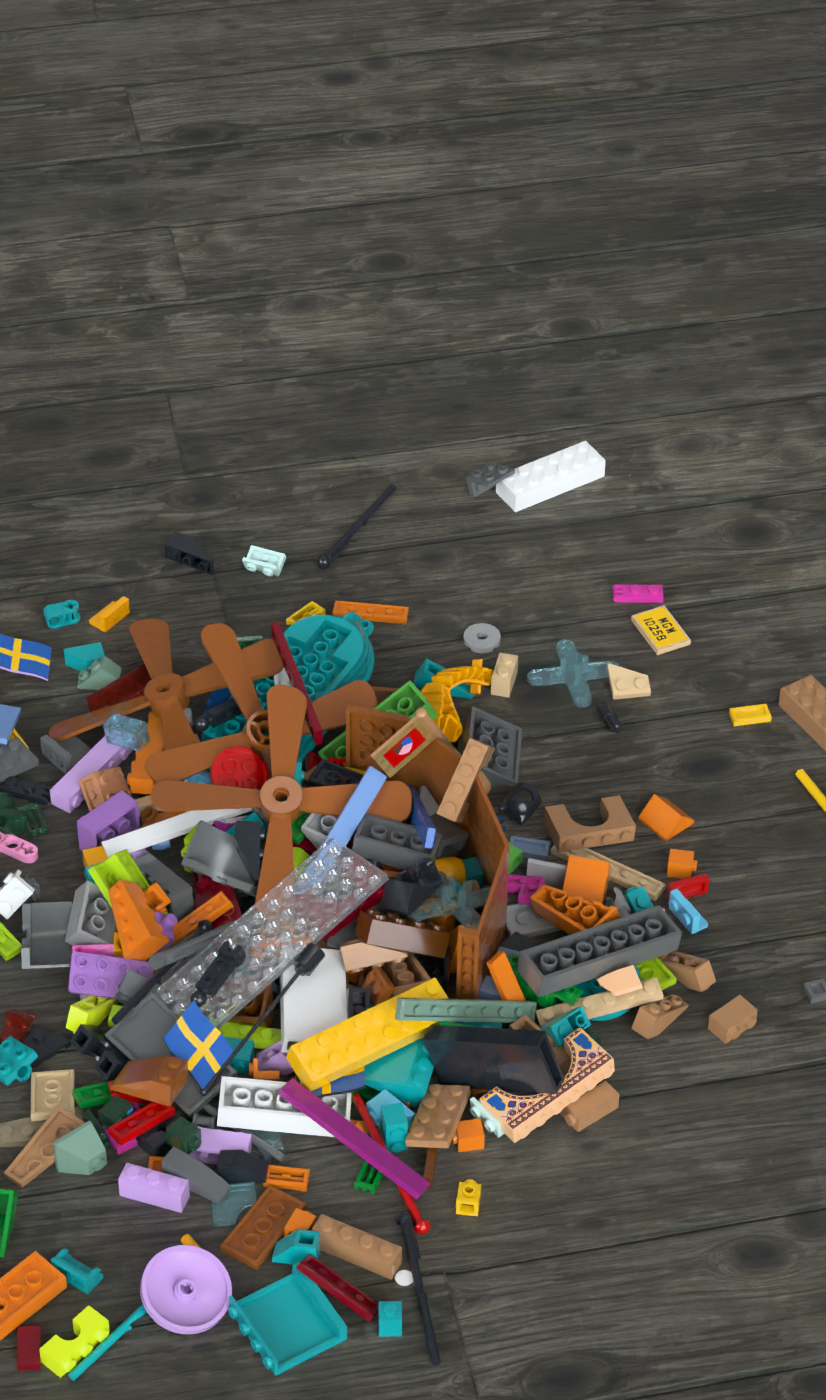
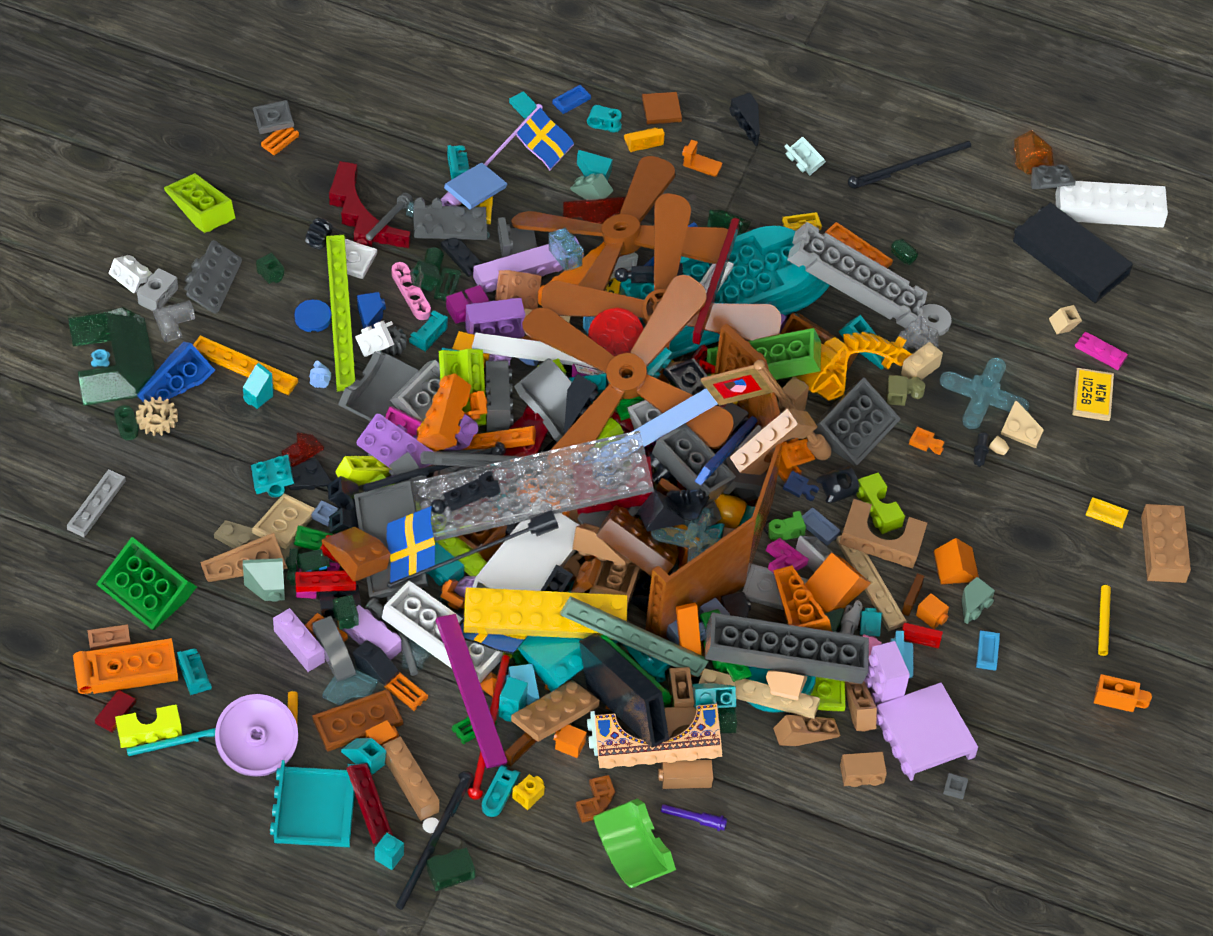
camera: 30 degrees right, 10 degrees up
(16, 614) = (571, 99): none -> blue tile
(50, 866) = (429, 331): none -> teal hinge
(64, 831) = (457, 302): none -> magenta piece
(84, 1068) = (323, 512): none -> sand blue plate
(104, 582) = (661, 108): none -> dark orange tile
(176, 610) = (698, 162): none -> orange bracket
(402, 626) = (856, 275): none -> light grey brick
(413, 595) = (904, 251): none -> clear green brick
(442, 1213) = (499, 791): none -> teal plate
(452, 468) = (1032, 152): none -> clear orange slope
(456, 1302) = (450, 869): none -> clear green brick
(484, 649) = (919, 334): none -> clear pin
(504, 703) = (900, 386): none -> olive brick
(535, 1178) = (603, 794): none -> dark orange tile
(550, 528) = (1072, 252): none -> black brick
(557, 734) = (924, 439): none -> orange plate
(580, 808) = (885, 516): none -> lime arch
(592, 582) = (1065, 319): none -> tan brick
(596, 1191) = (631, 844): none -> bright green panel
(621, 707) = (999, 446): none -> tan hose
(637, 1134) = (705, 819): none -> dark purple pin
(654, 859) = (913, 594): none -> reddish brown tile
(699, 927) = (886, 673): none -> lavender brick
(705, 836) = (975, 598): none -> sand green slope
(749, 871) = (987, 650): none -> dark azure tile
(757, 960) = (925, 729): none -> lavender panel

